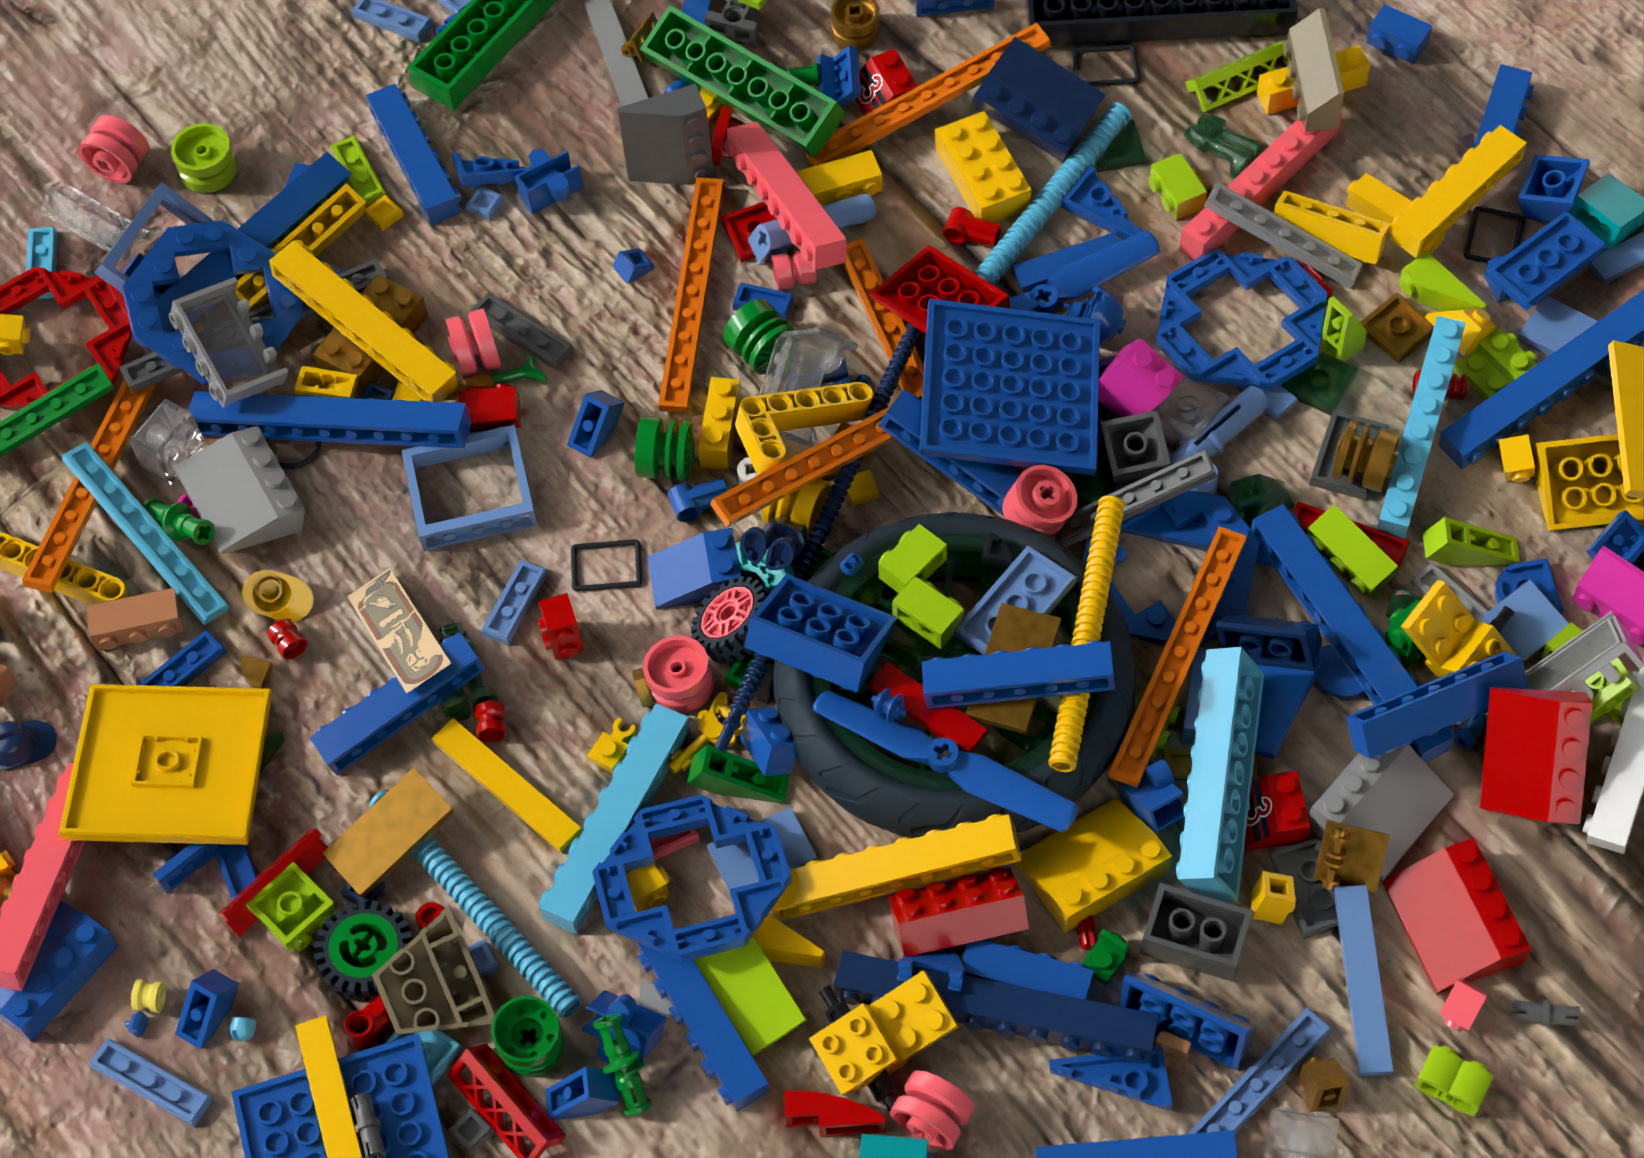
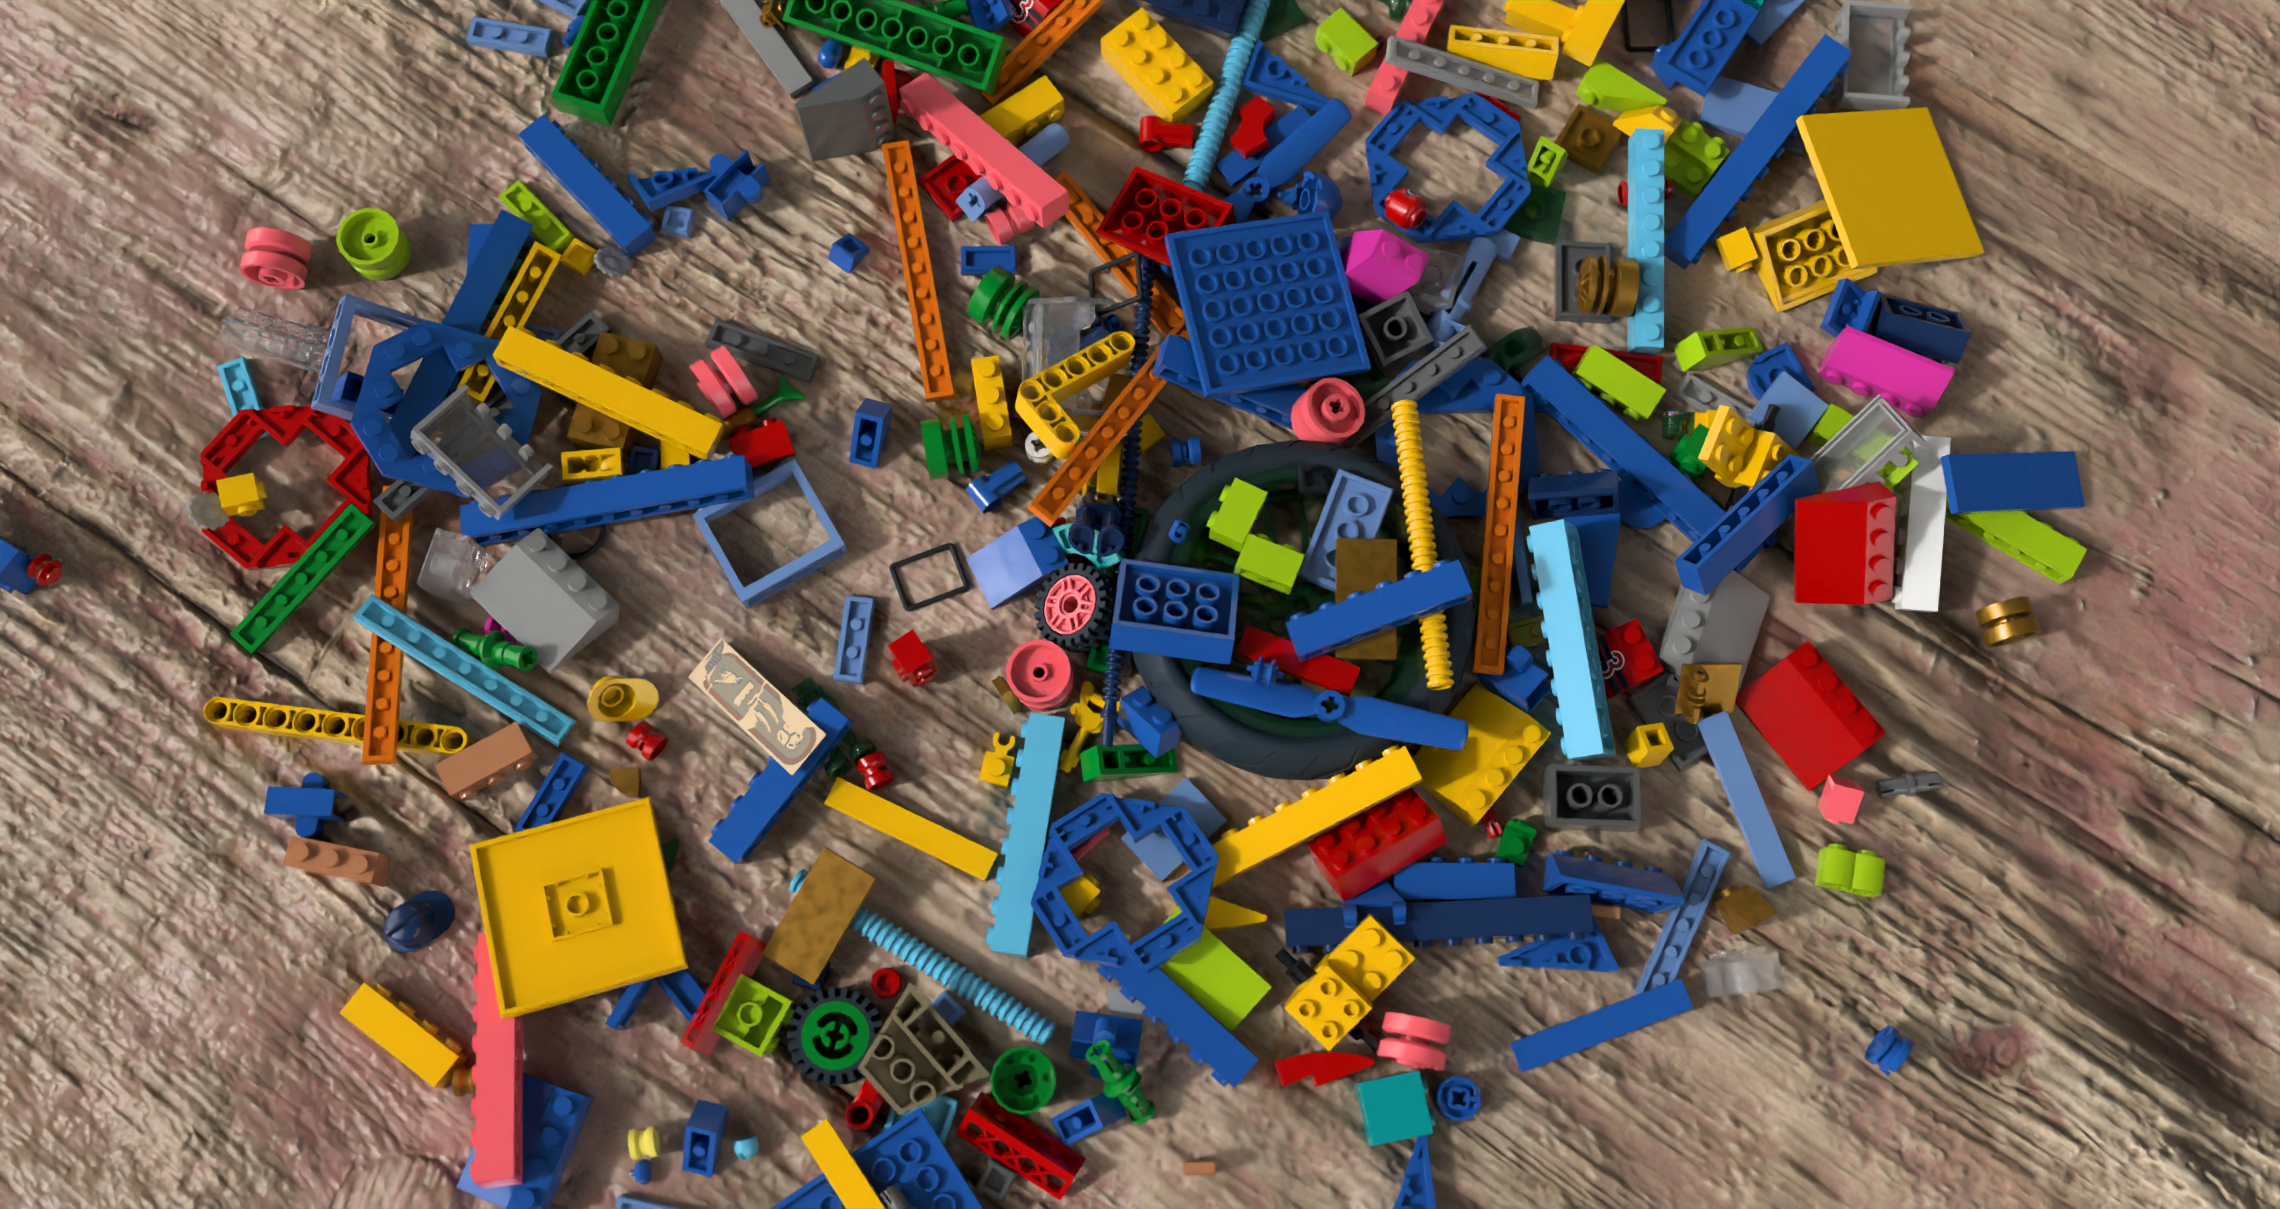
camera: 25 degrees left, 15 degrees up
(412, 222) = (613, 262): none -> light grey piece
(886, 507) = (1178, 451): none -> blue wheel
(901, 321) = (1136, 255): none -> black piece
(1061, 238) = (1255, 119): none -> red tile
(1182, 340) = (1405, 208): none -> red head

